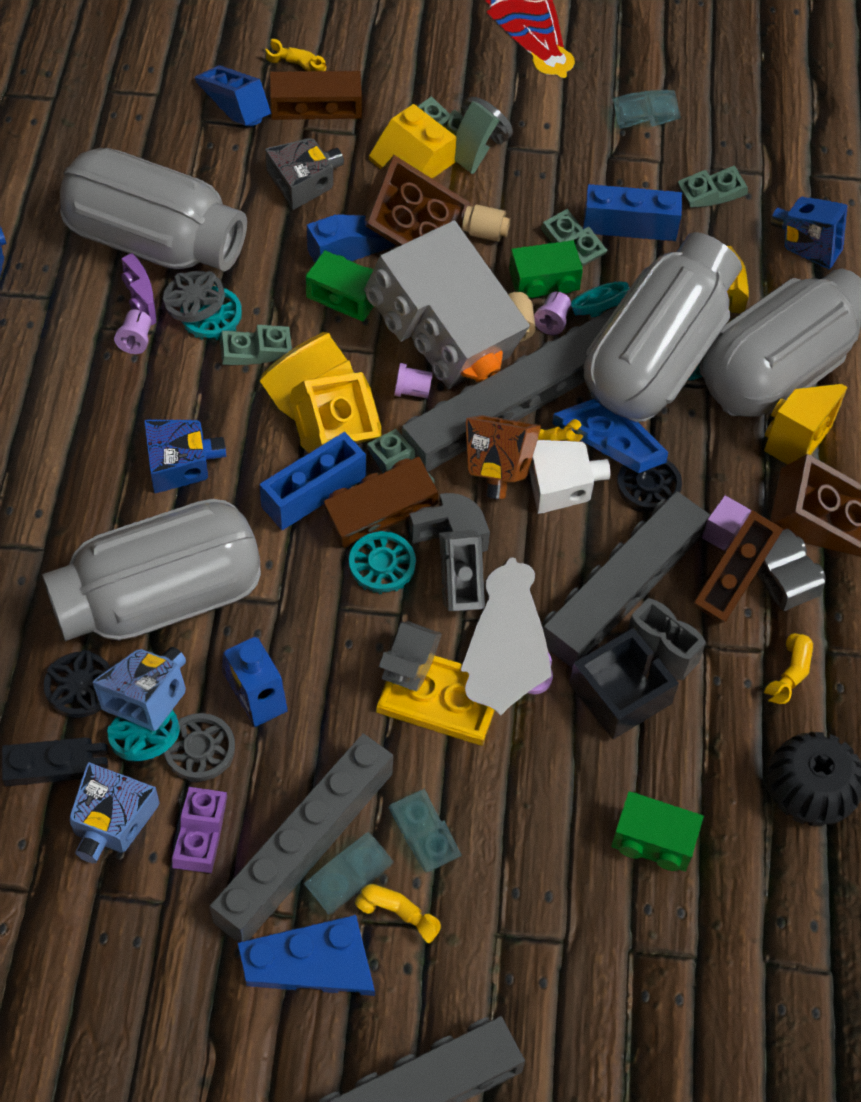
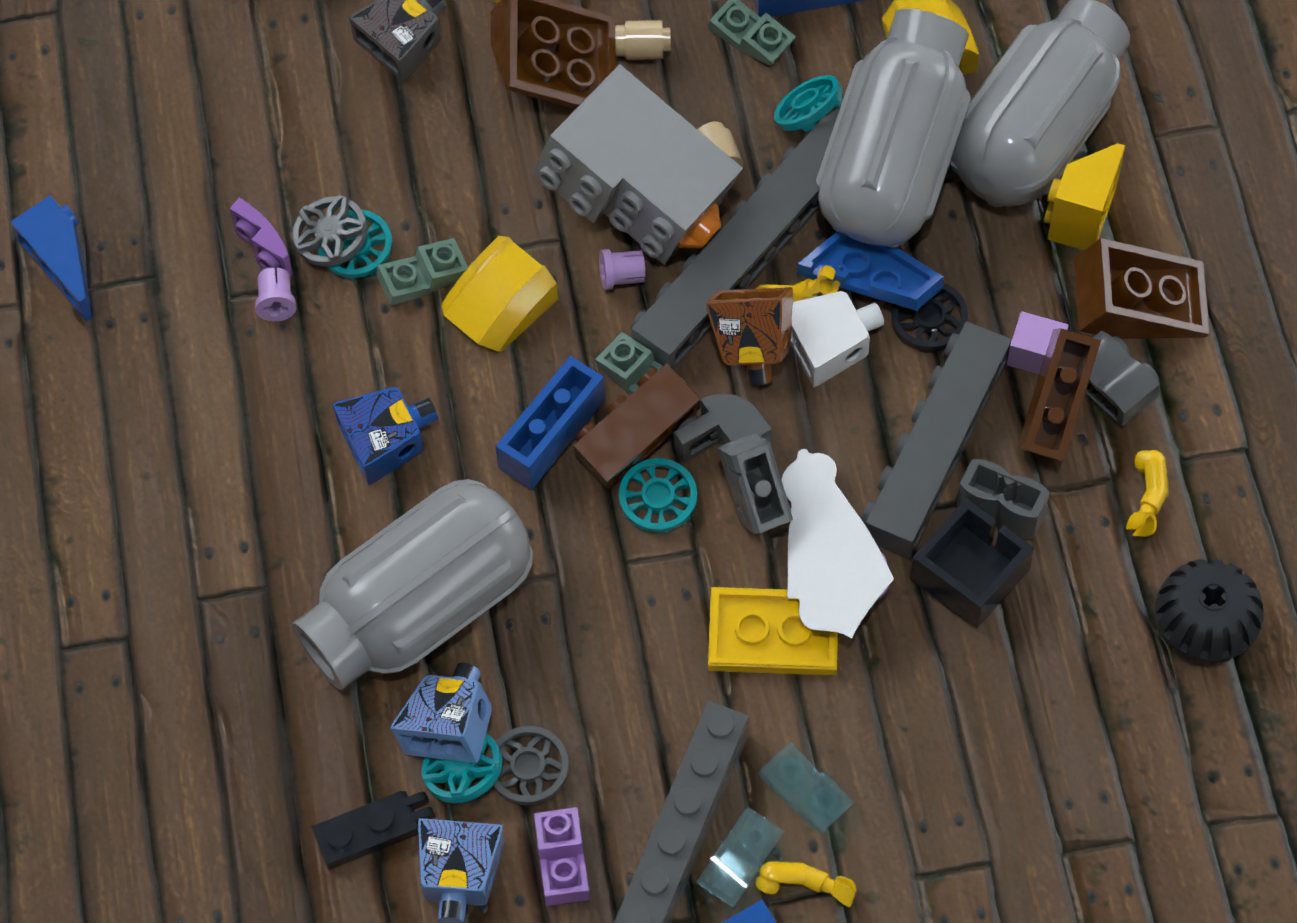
camera: 10 degrees left, 5 degrees up
(77, 683) = (366, 734): black wheel -> none
(150, 211) = (243, 140): light grey piece -> none
(249, 673) = (561, 669): blue torso -> none
(334, 406) = (545, 331): yellow slope -> none
(339, 285) = (500, 169): green brick -> none
(344, 237) = (478, 111): blue slope -> none
(410, 655) = (730, 597): dark grey brick -> none
(546, 269) = (732, 83): green brick -> none
(553, 313) = (757, 136): lavender bush -> none
(657, 832) = (1056, 718): green brick -> none

